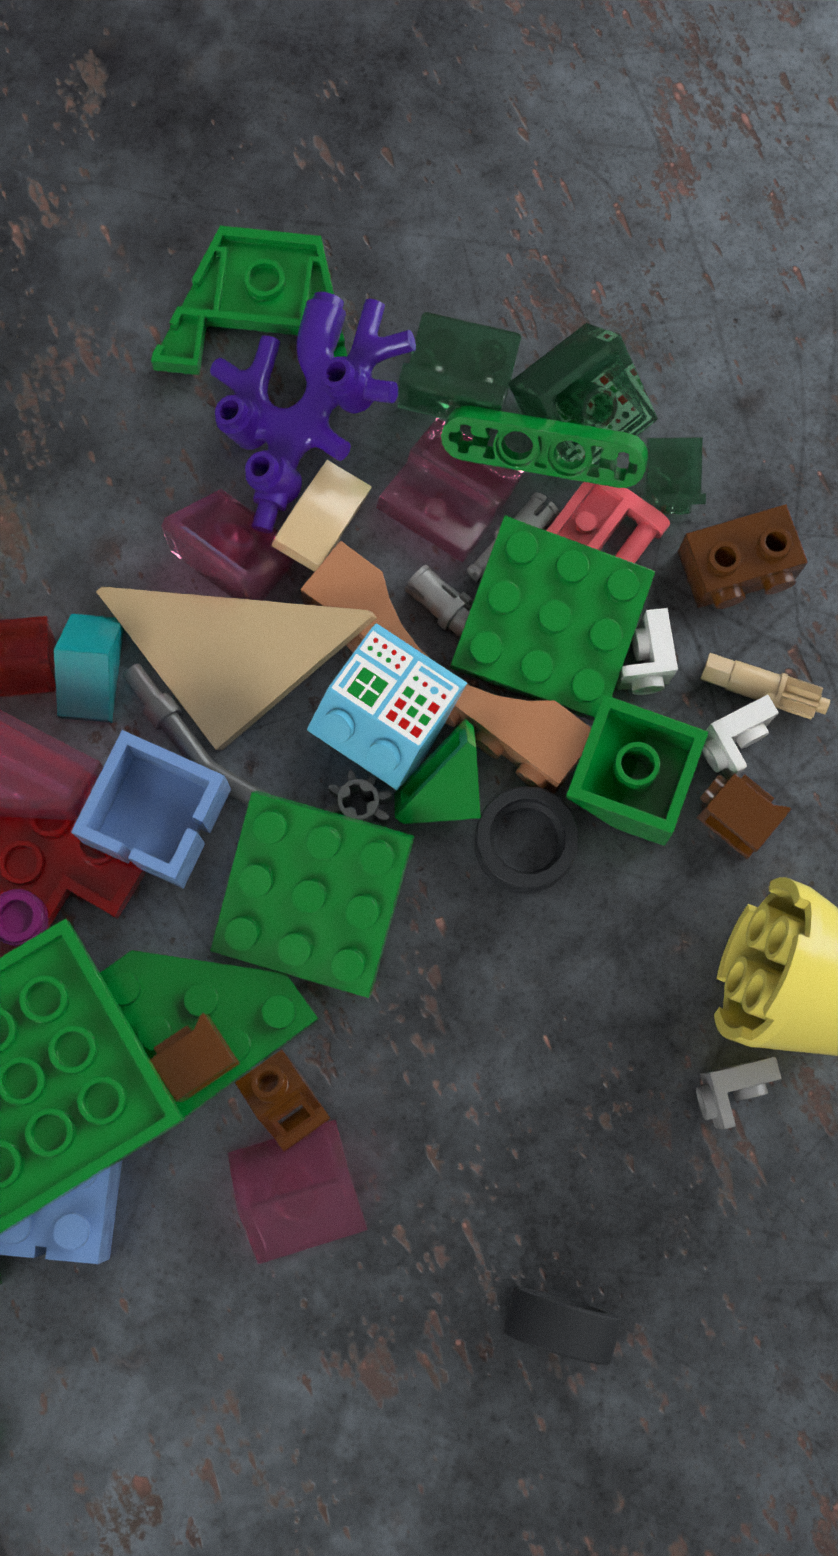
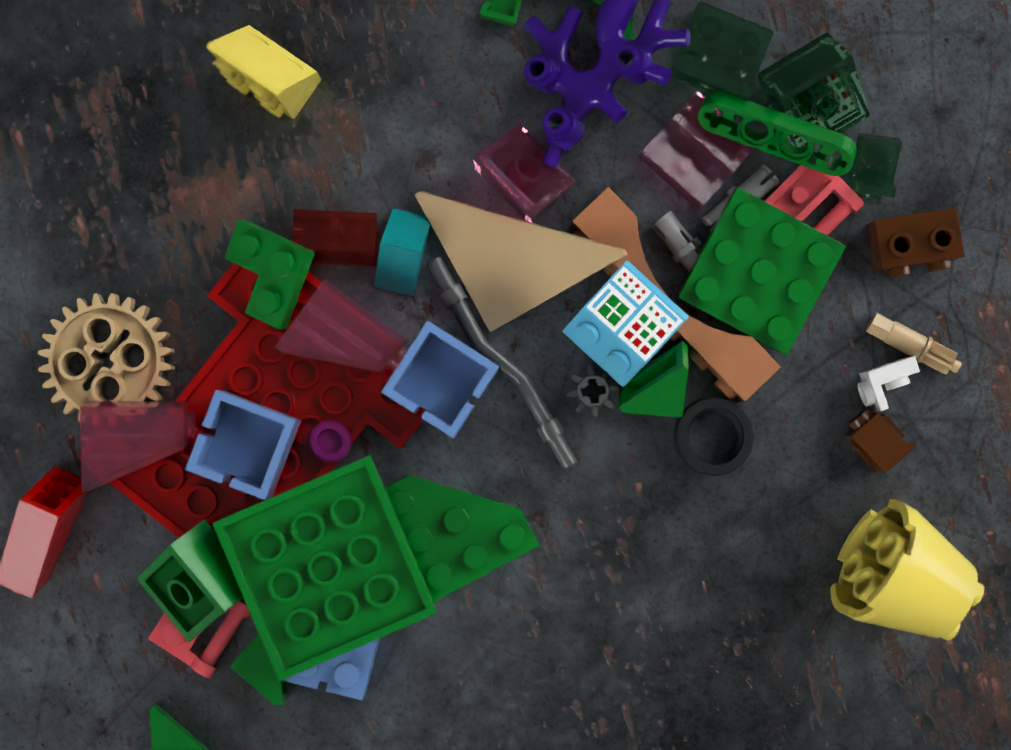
camera: 10 degrees right, 10 degrees up
(193, 1059) = (447, 566): reddish brown window -> none
(282, 1100) = (506, 603): reddish brown window -> none
(295, 1195) = (506, 666): clear pink slope -> none
(312, 893) = (548, 454): green plate -> none
(321, 516) = (596, 161): tan slope -> none
(636, 769) = (806, 398): green slope -> none
(654, 646) = (836, 304): white bracket -> none
(745, 1081) = (843, 636): light grey bracket -> none

